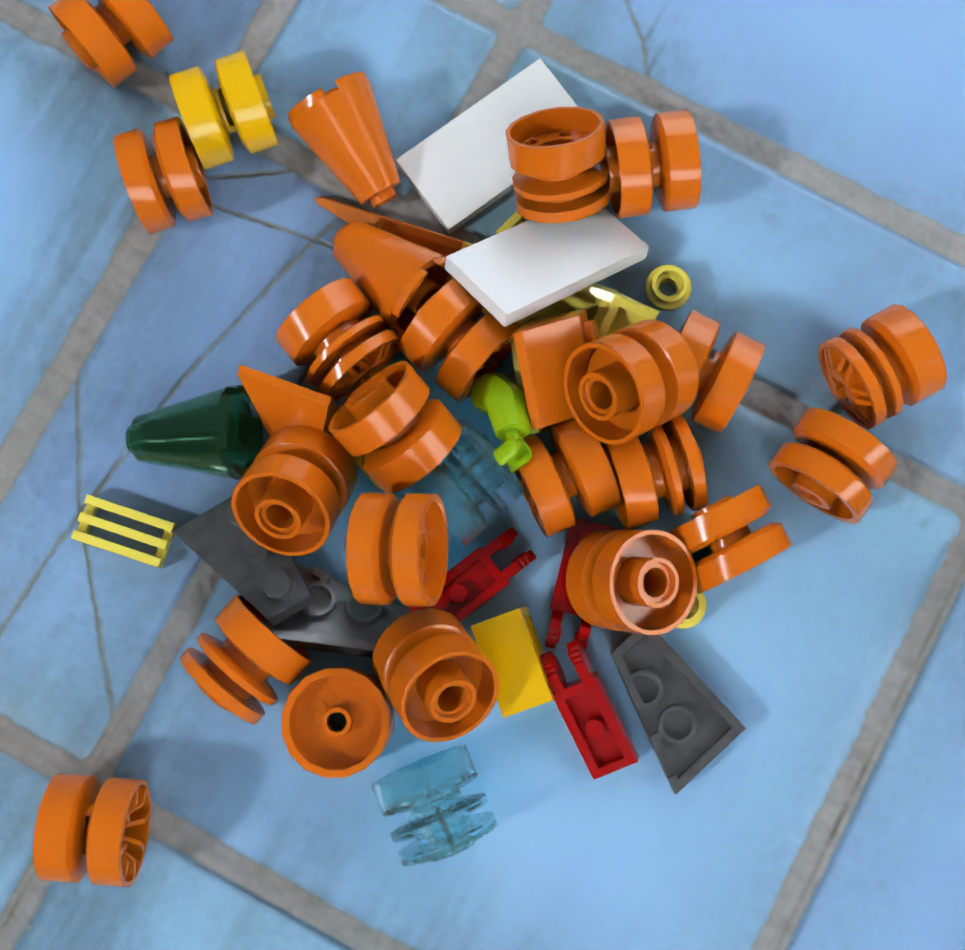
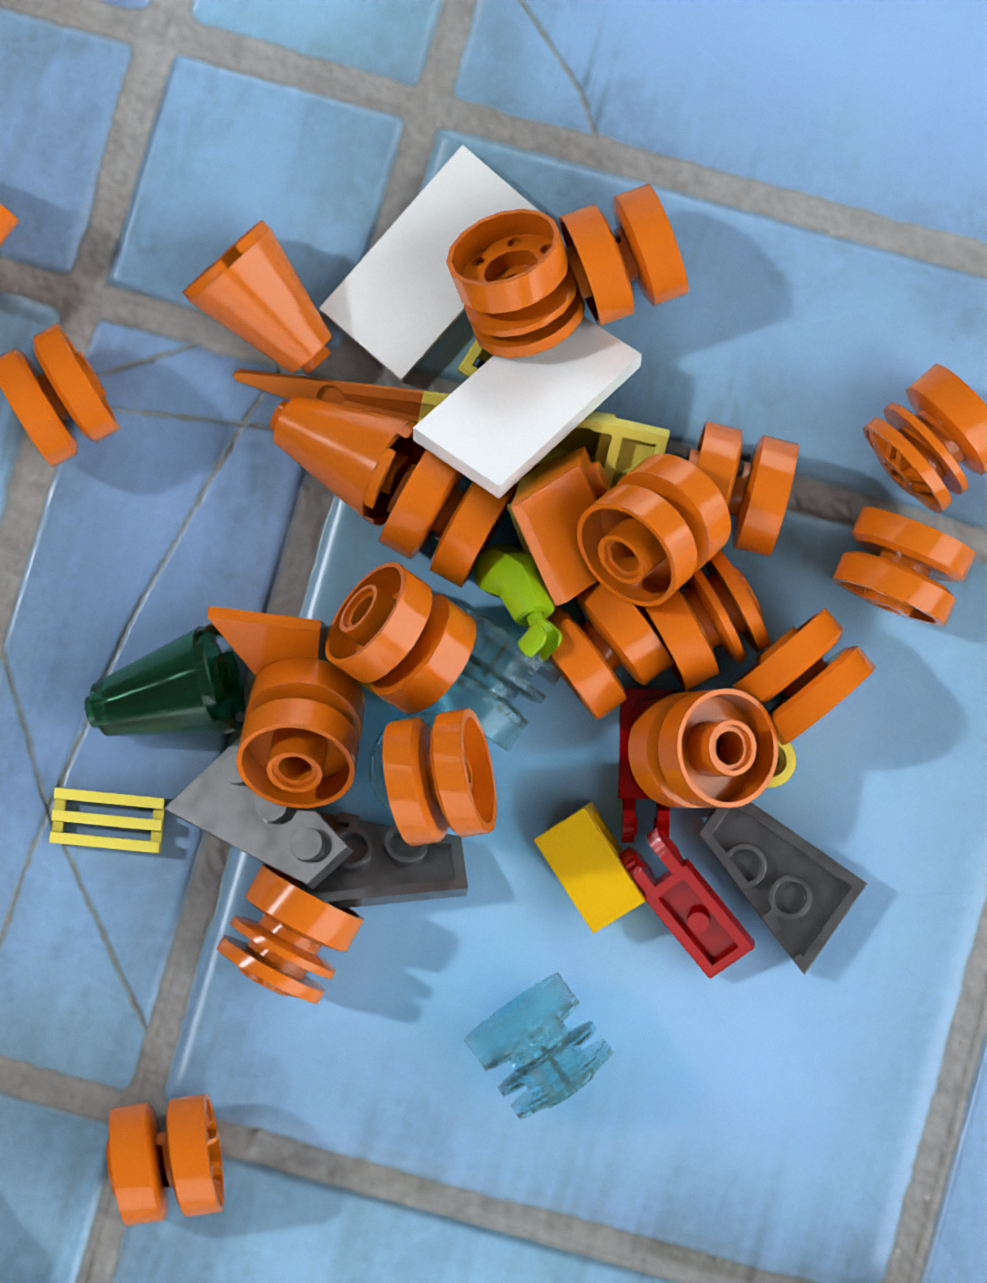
camera: 20 degrees left, 5 degrees up
(235, 106) = (117, 292): yellow wheel -> none
(314, 738) = (385, 1001): orange wheel -> none
(338, 339) = (307, 546): orange wheel -> none
(435, 675) = (507, 903): orange wheel -> none
(478, 578) = (525, 791): red hinge -> none
(674, 276) = (686, 379): light yellow plate -> none

